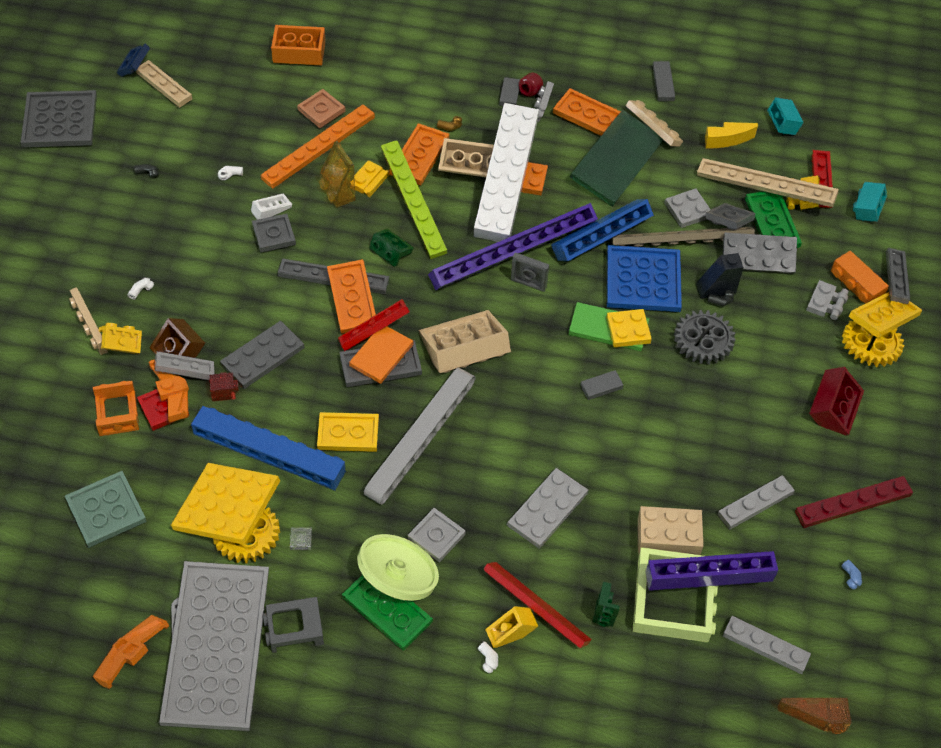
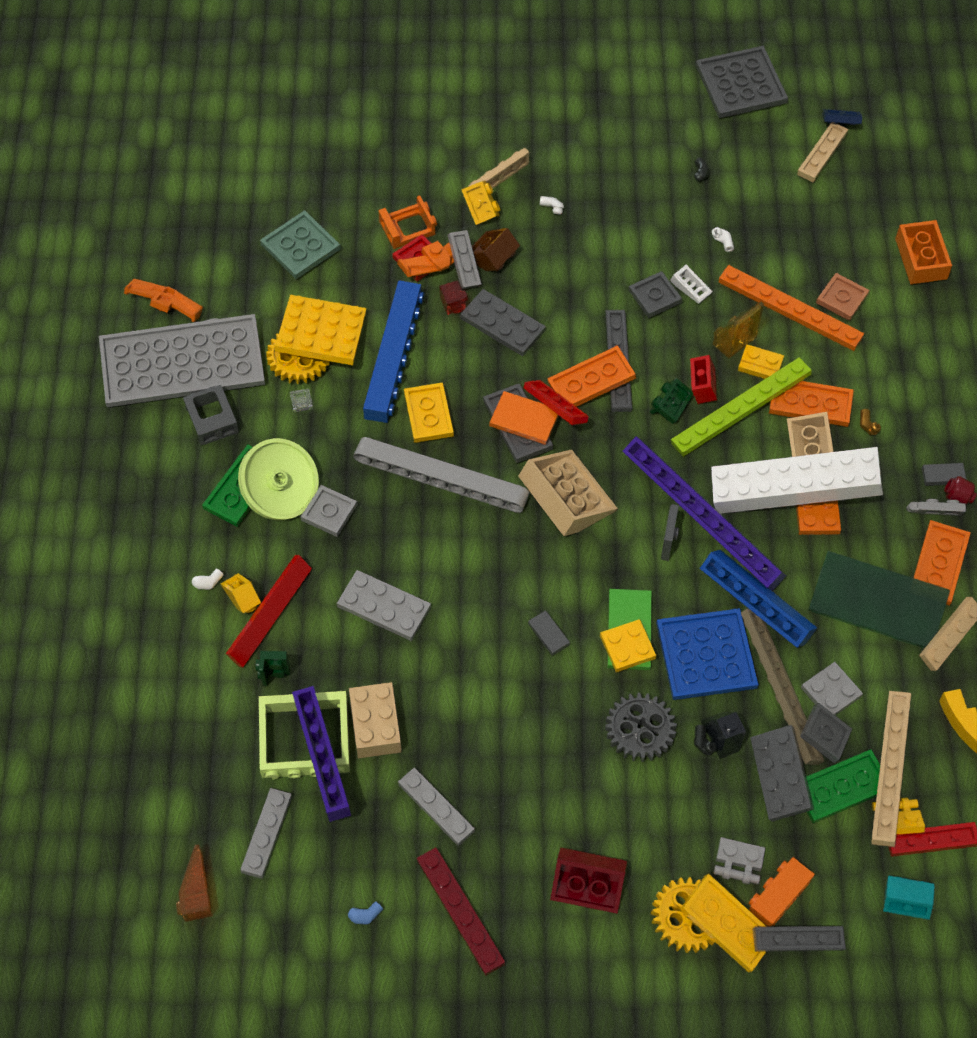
camera: 80 degrees right, 5 degrees up
(379, 216) = (703, 379): none -> red brick

